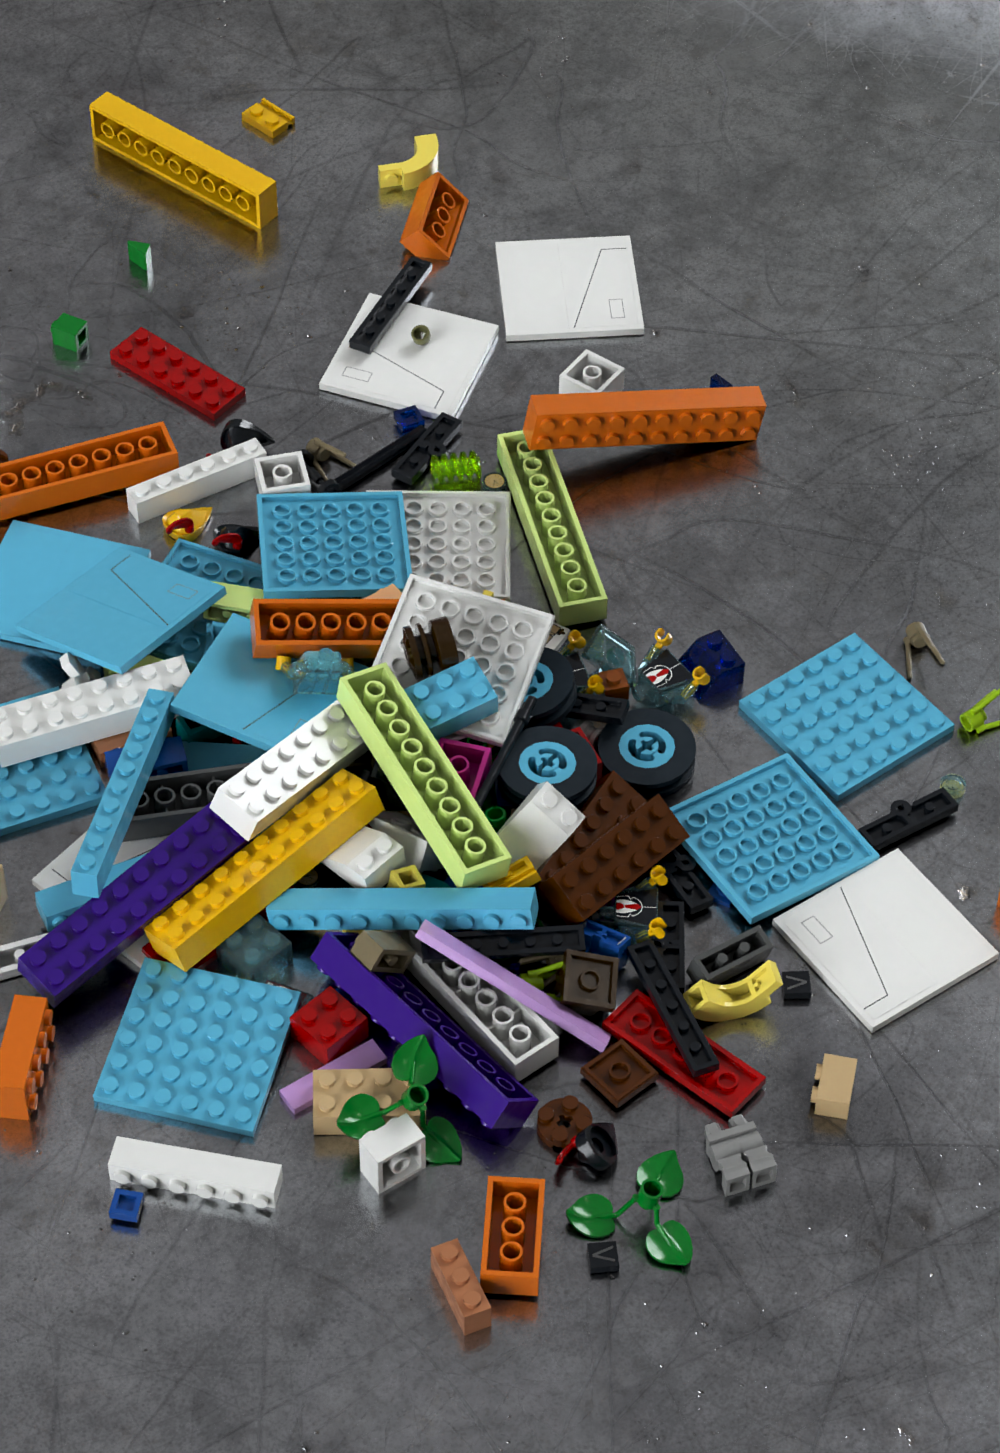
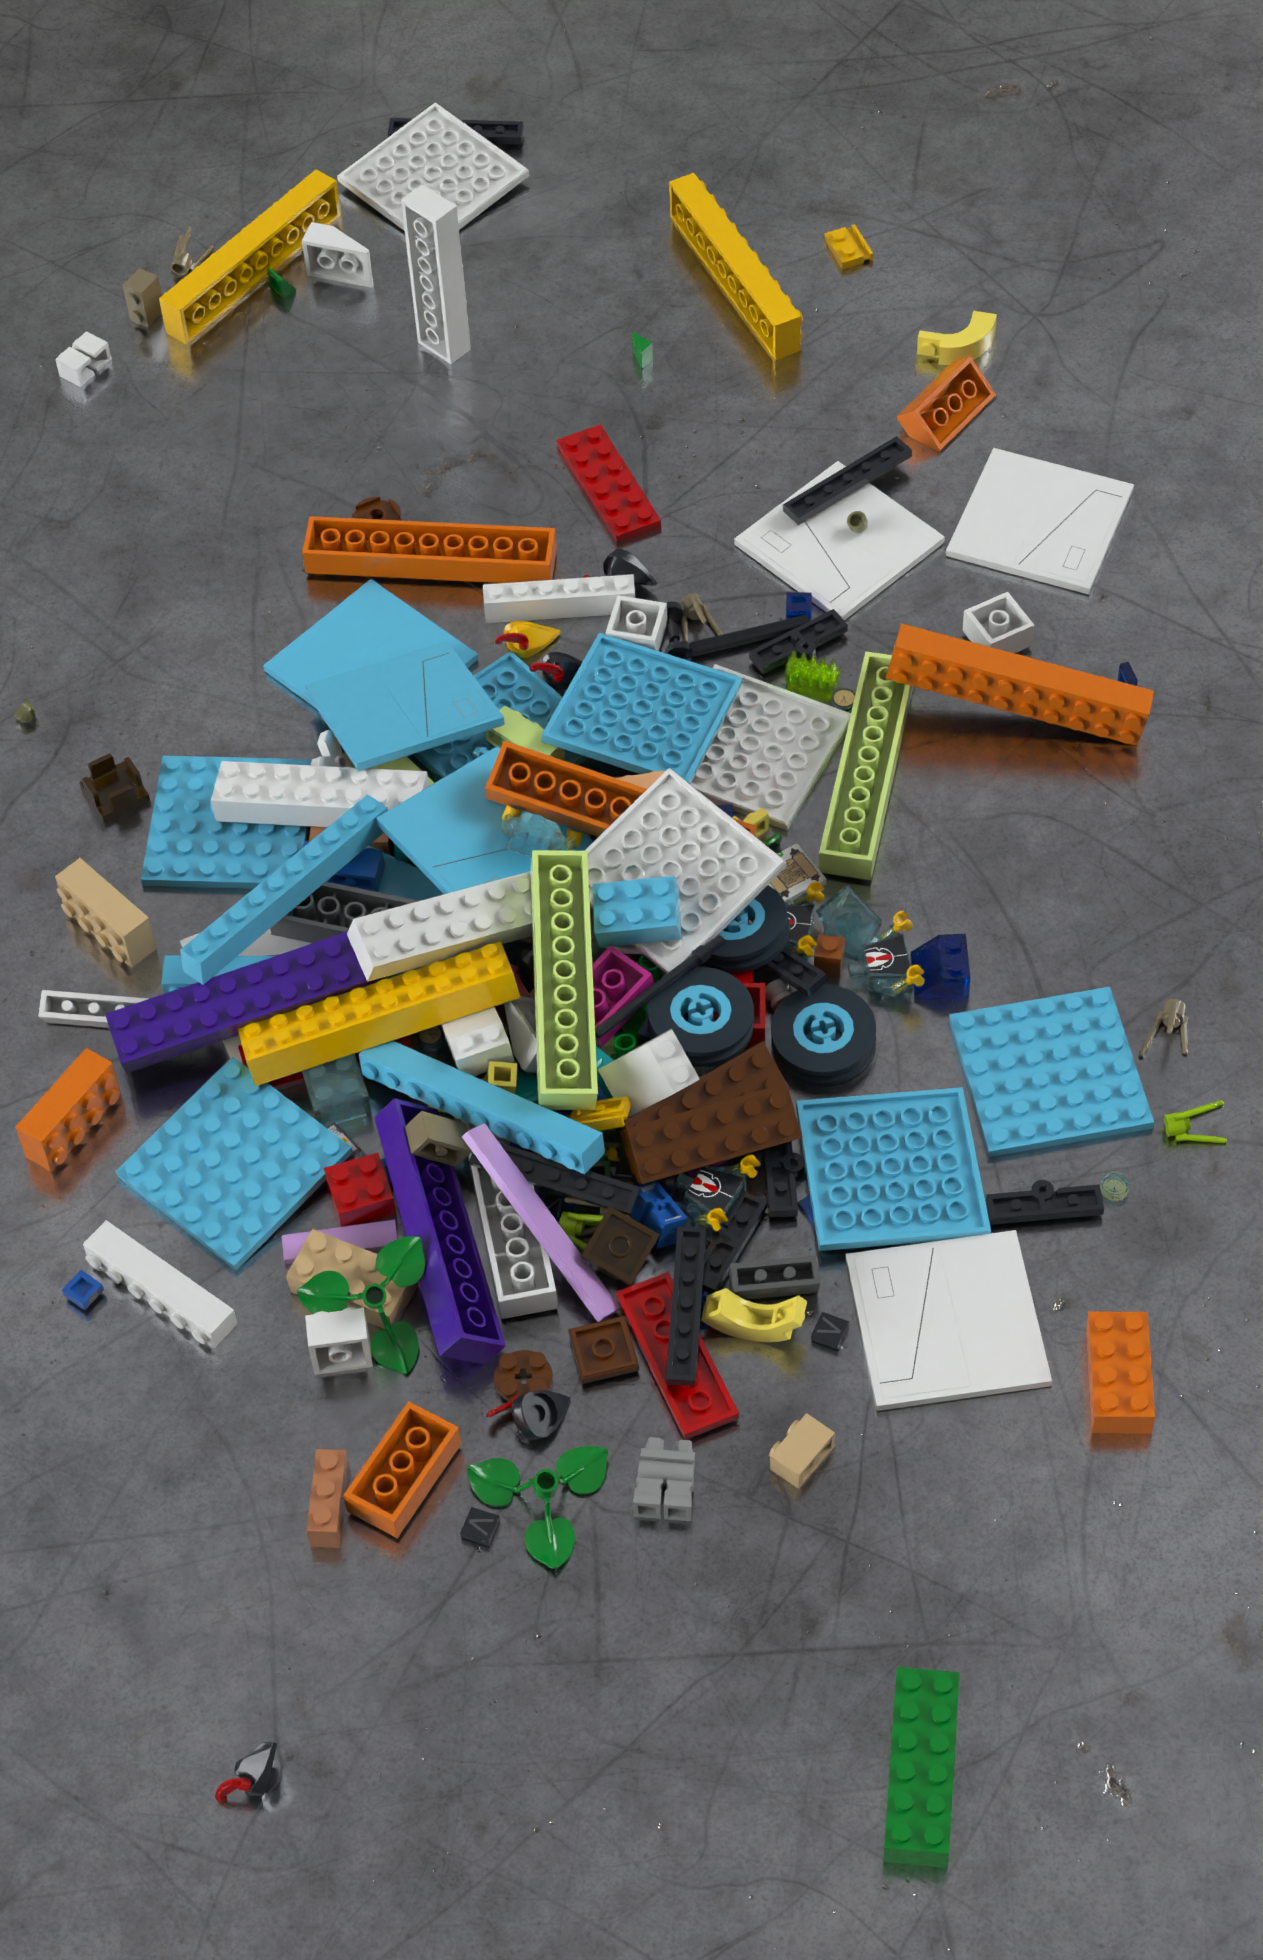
camera: 30 degrees right, 5 degrees up
(69, 332) = (530, 408): green brick -> none
(430, 647) = (637, 851): dark brown wheel -> none

